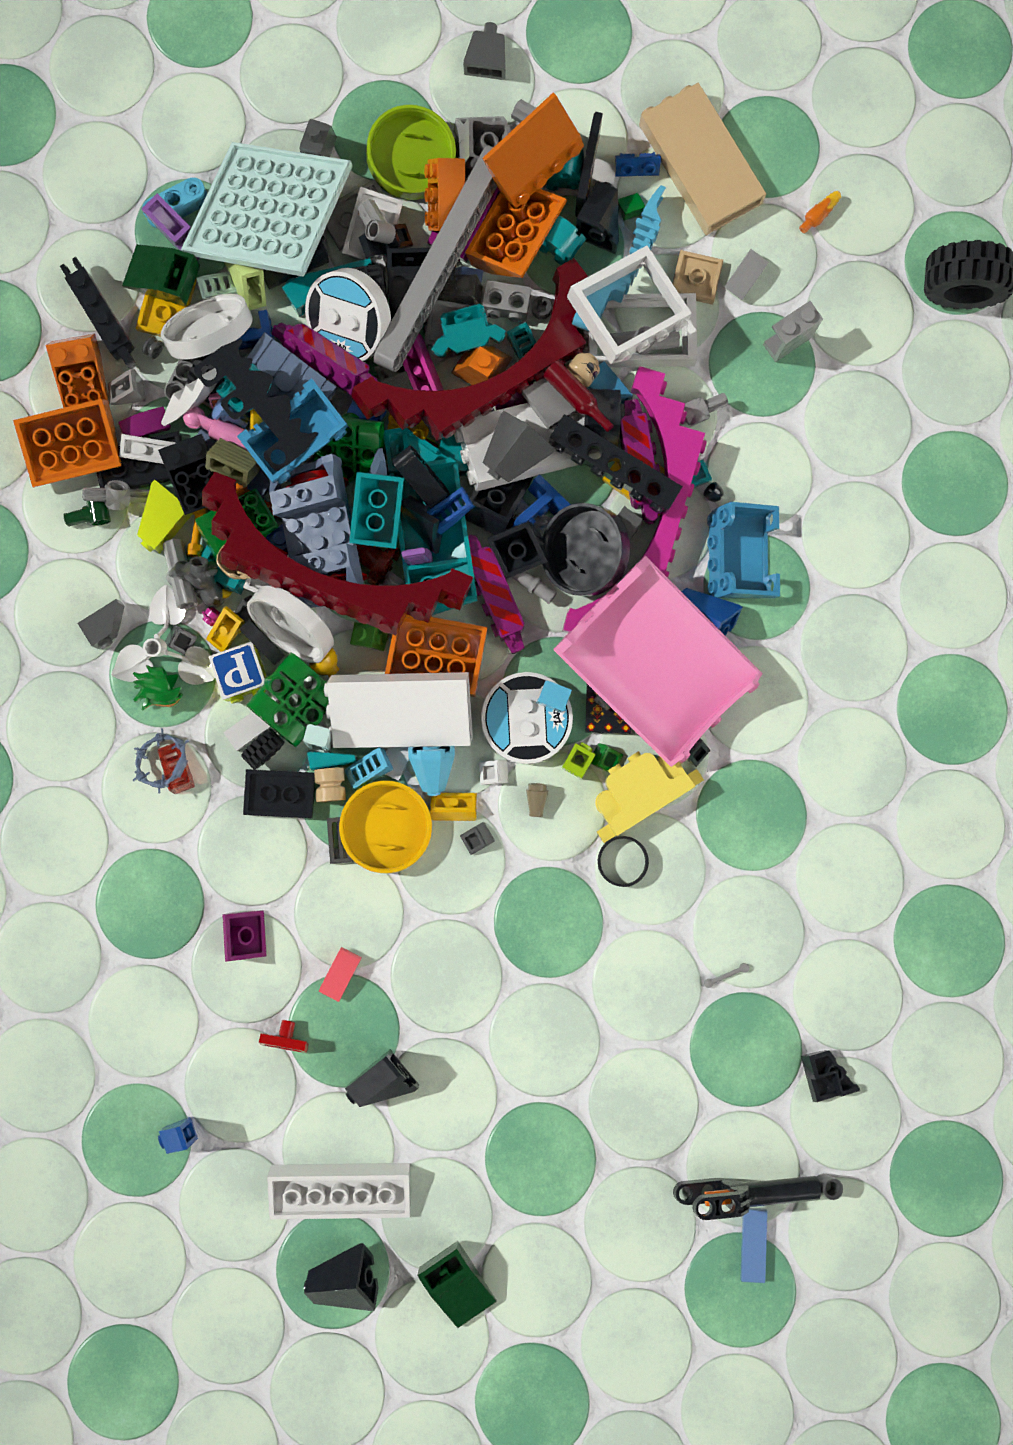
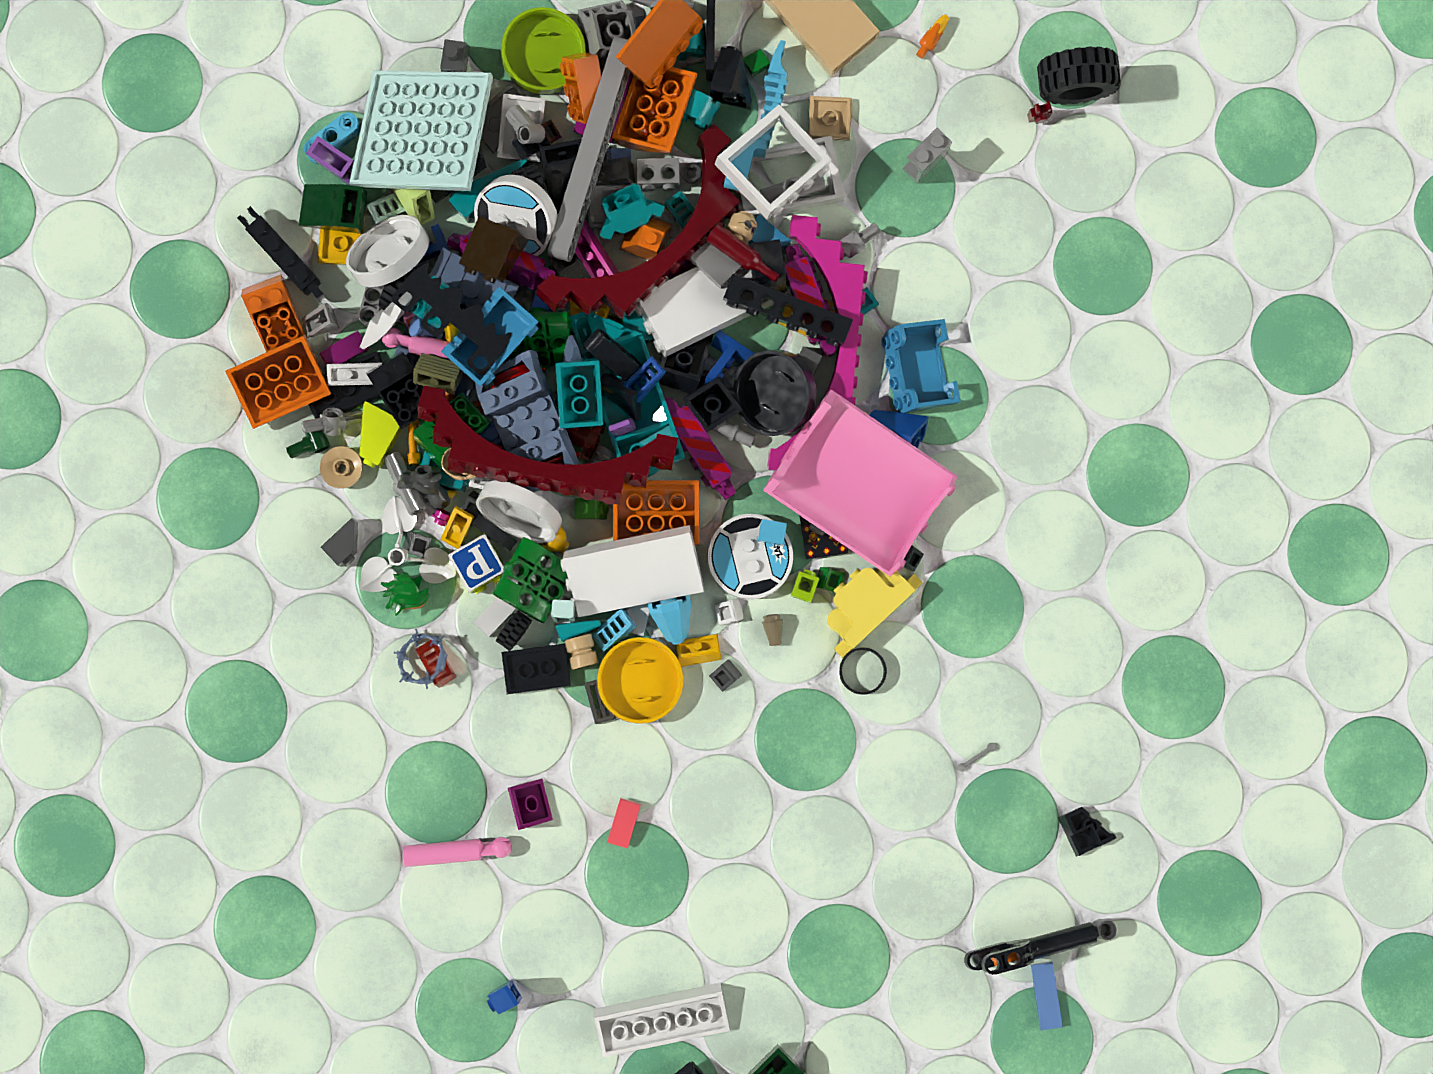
camera: 15 degrees left, 0 degrees up
(109, 537) = (330, 467): none -> tan dish
(152, 347) = (337, 277): dark grey bush -> none
(155, 970) = (454, 851): none -> bright pink piece
(284, 1039) = (585, 893): red tile -> none
(314, 342) = (492, 250): none -> dark brown slope
(381, 1081) = (680, 913): black slope -> none
(514, 448) = (693, 314): dark grey slope -> none
(603, 172) = (724, 36): white slope -> none
(645, 165) = (764, 21): blue hinge -> none
(713, 492) = (882, 316): black hinge -> none
(746, 274) = (875, 108): light grey slope -> none
(920, 310) = (1040, 113): none -> dark red plate

